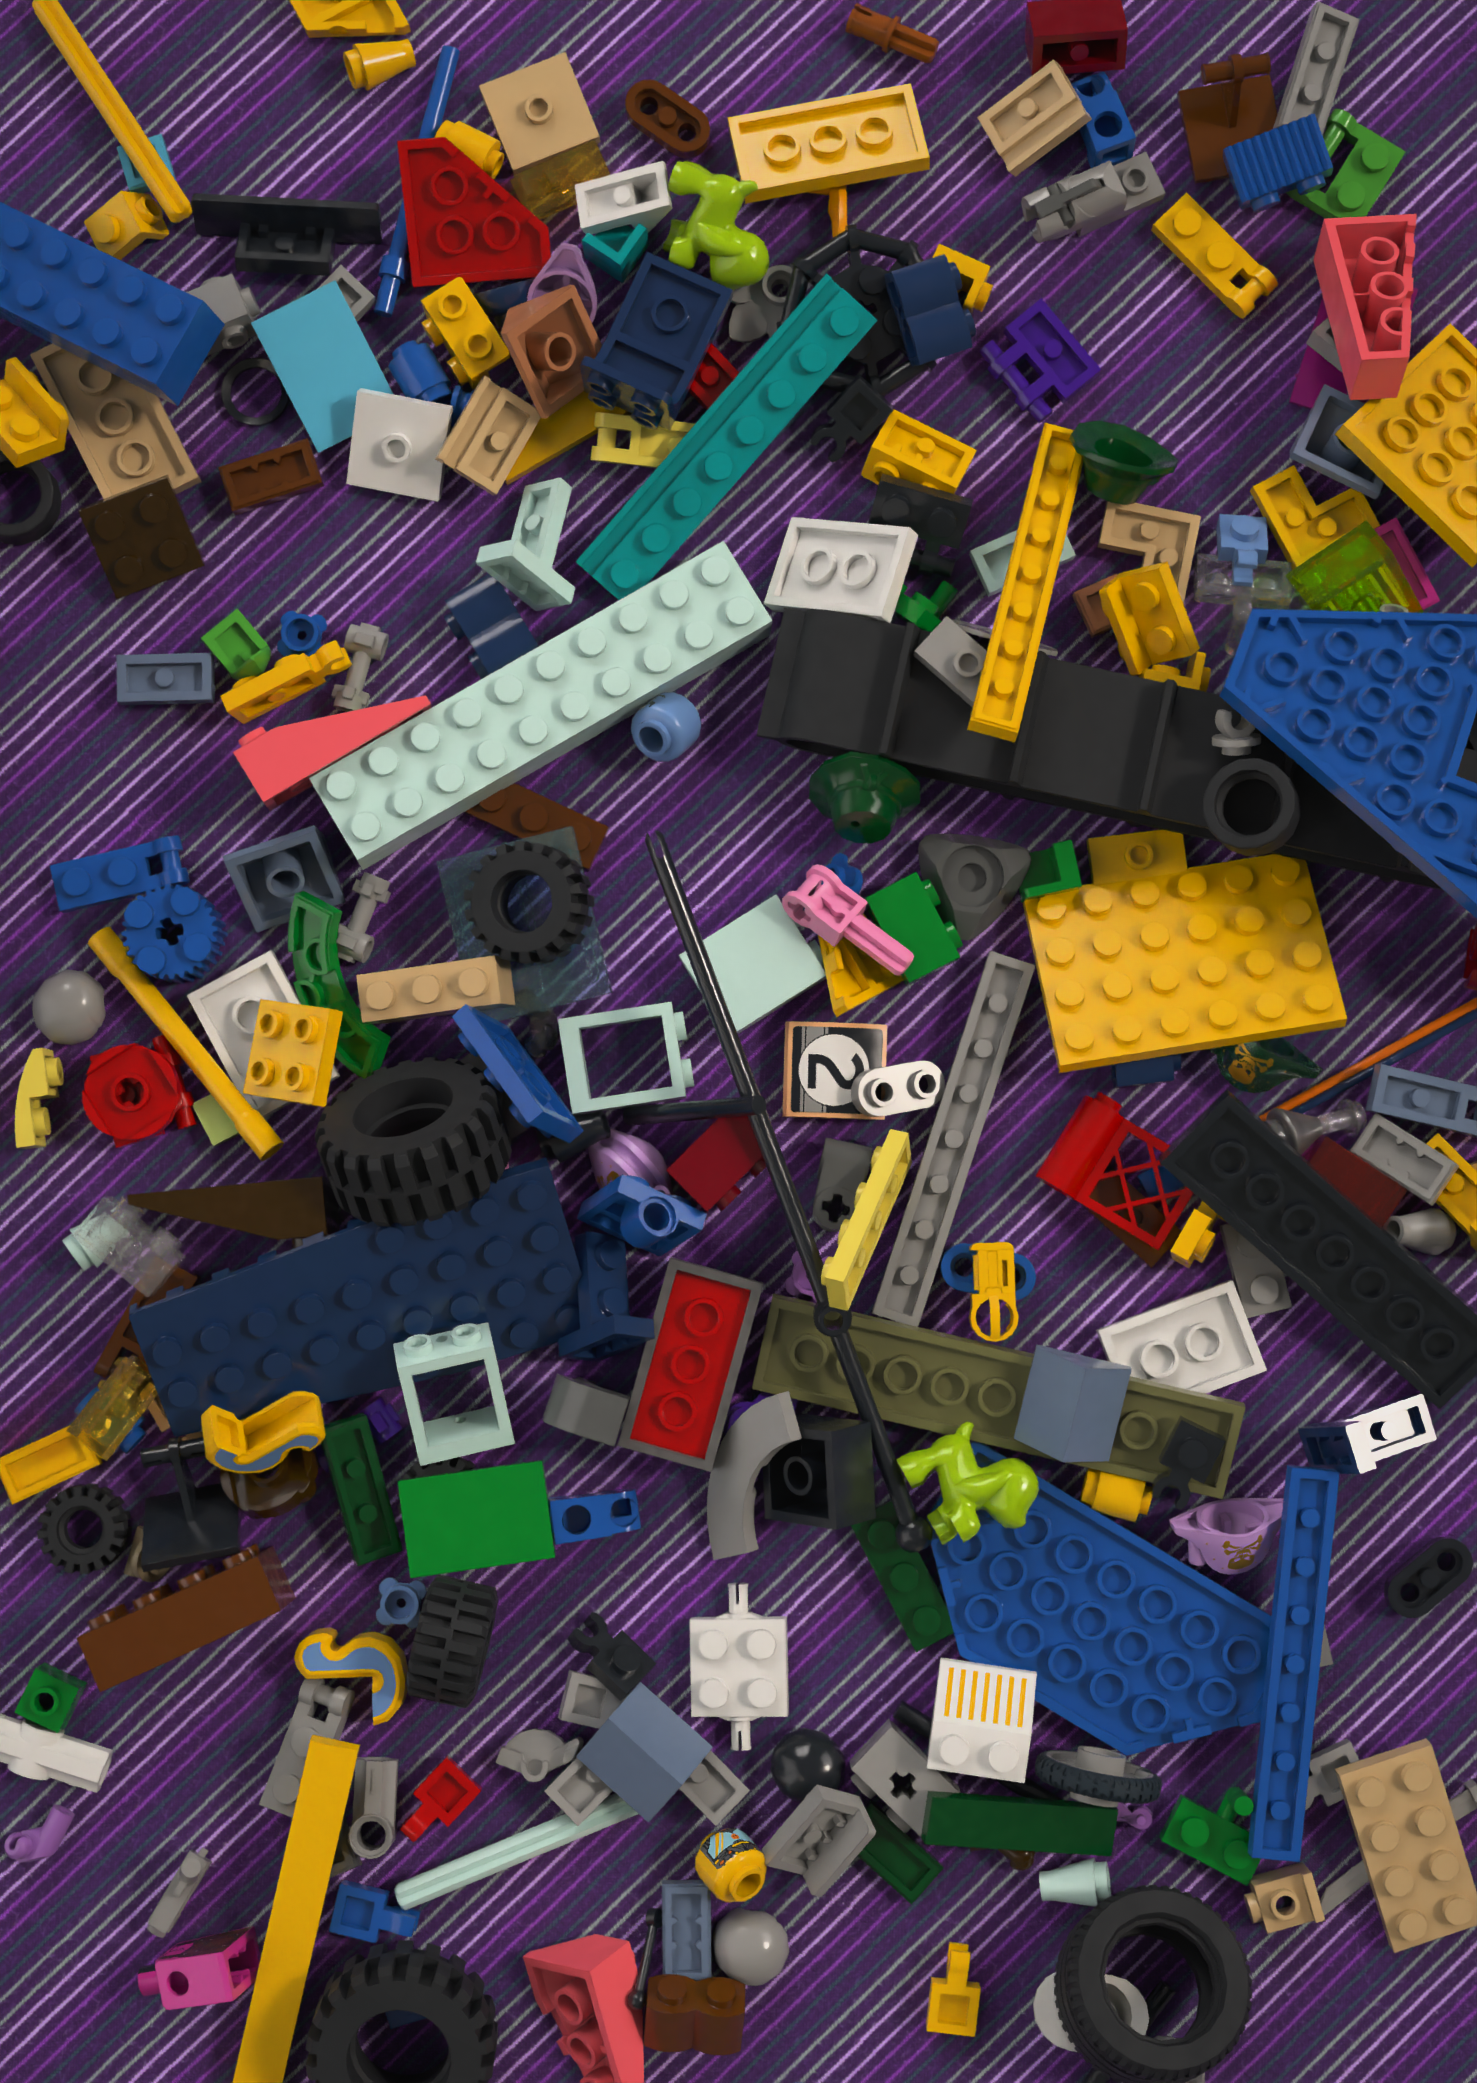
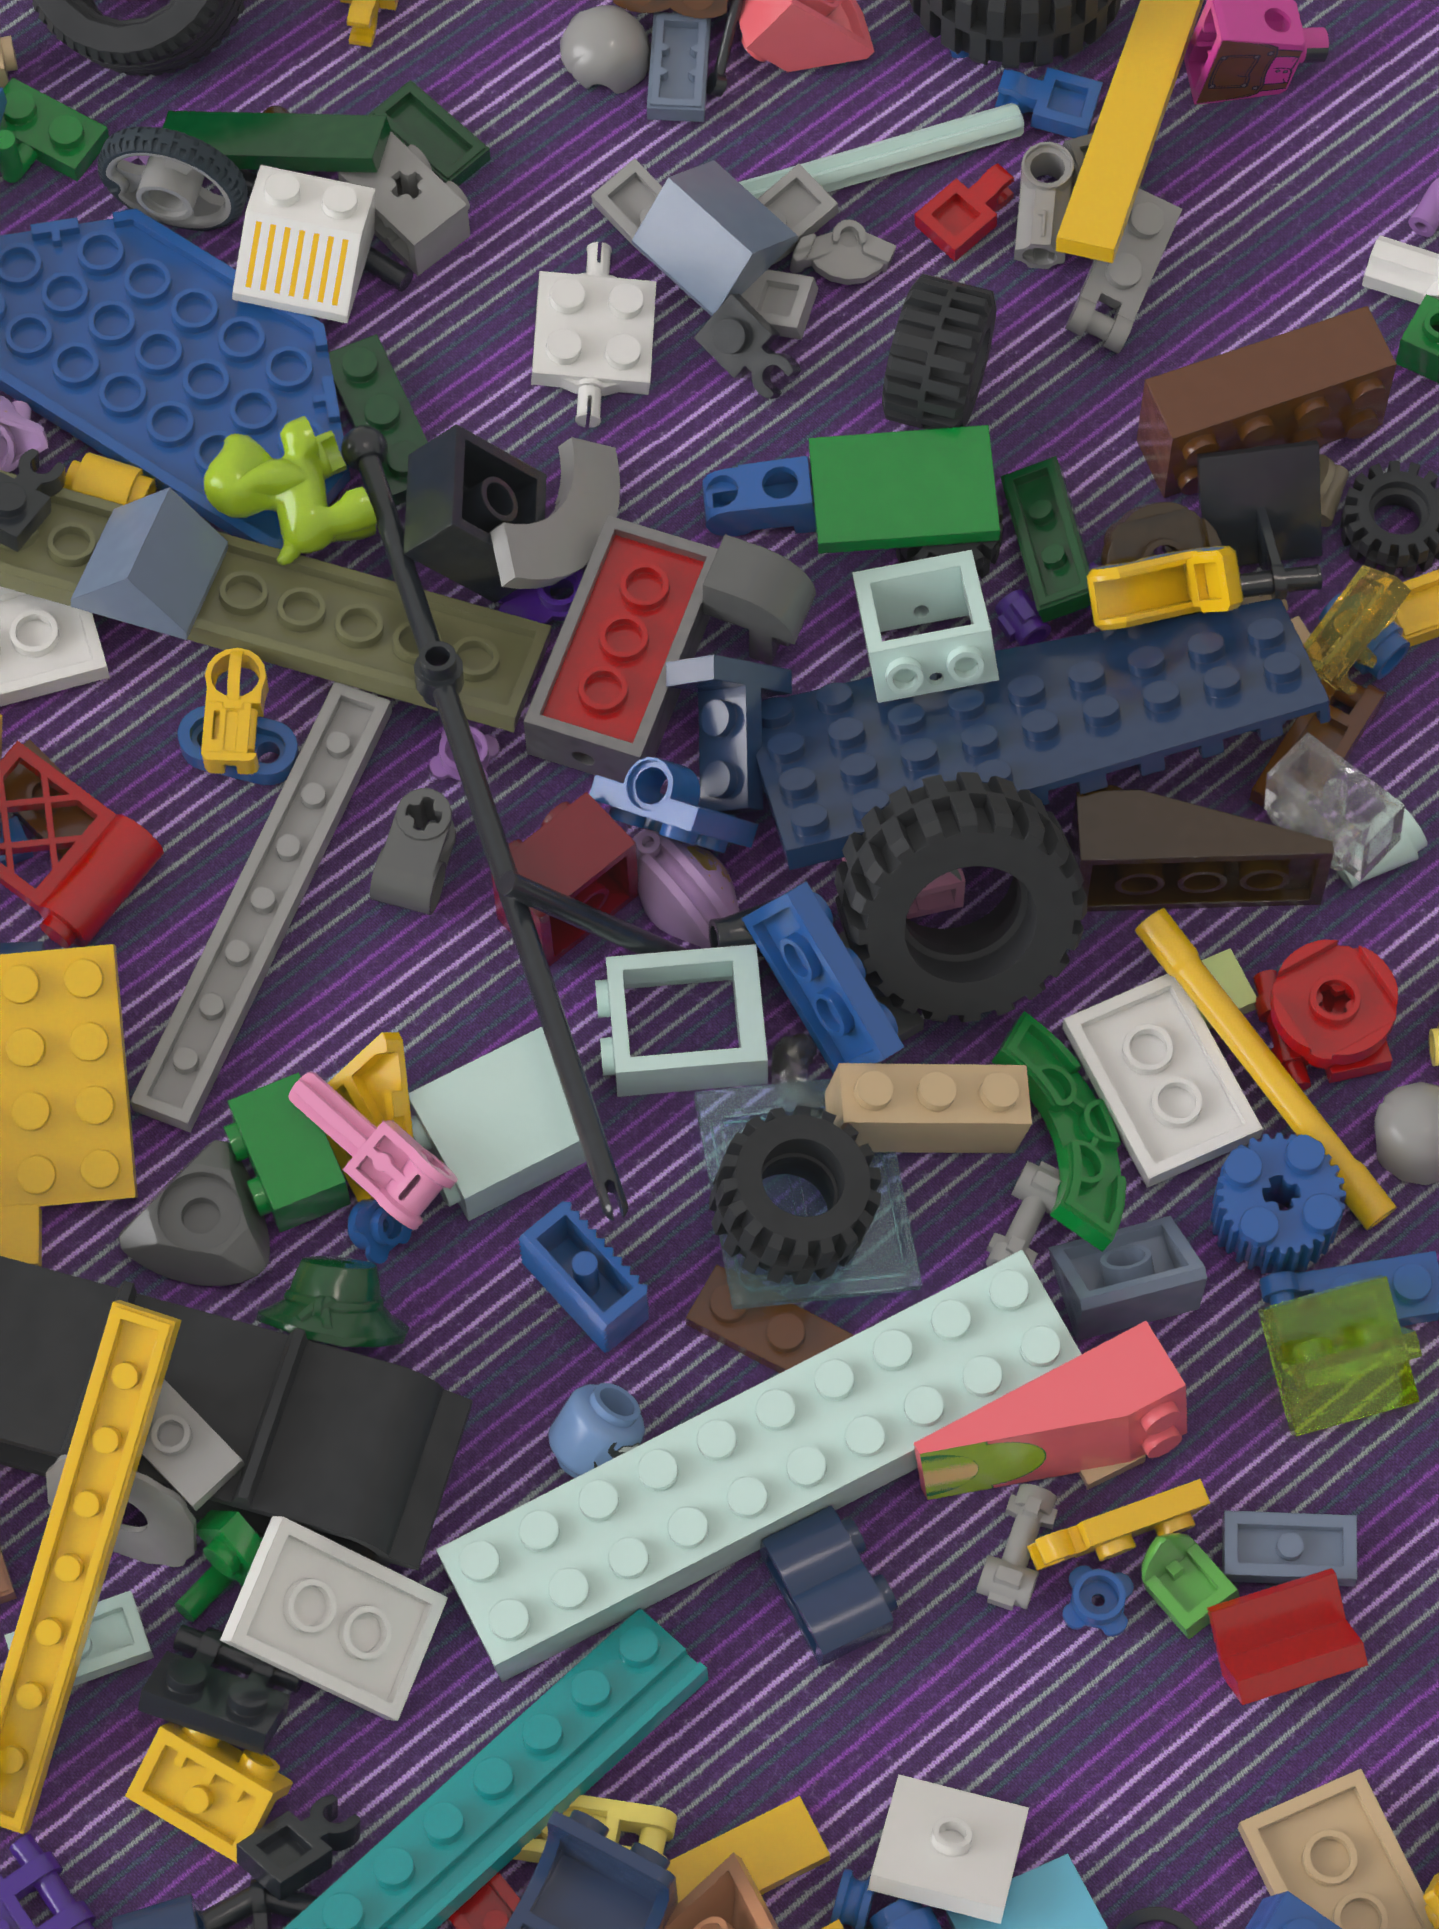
camera: 175 degrees left, 20 degrees down
(128, 821) = (1340, 1355): none -> clear neon green bracket
(141, 537) = (1322, 1744): dark brown plate -> none
(166, 606) = (1285, 1637): none -> red panel
(179, 1892) = (1275, 139): light grey piece -> none
(271, 476) = (1136, 1823): reddish brown plate -> none
(293, 1052) = (1116, 1031): yellow plate -> none
(362, 1656) = (1059, 361): yellow animal -> none
(389, 1610) = (1012, 408): medium blue plate -> none
(489, 436) = (819, 1843): tan plate -> none
(528, 558) = (761, 1694): light aqua bracket -> none
(691, 847) = (585, 1276): none -> blue brick
(731, 1865) = (620, 120): yellow head -> none
(807, 1760) = (520, 224): black hair -> none
(821, 1837) = (508, 138): light grey bracket -> none
(823, 1063) = (411, 986): slope -> none
(872, 1208) = (374, 810): light yellow plate -> none
(900, 1087) = (324, 964): plate -> none
(1051, 872) = (93, 1216): green panel -> none
(1077, 1883) = (212, 88): light aqua cone -> none

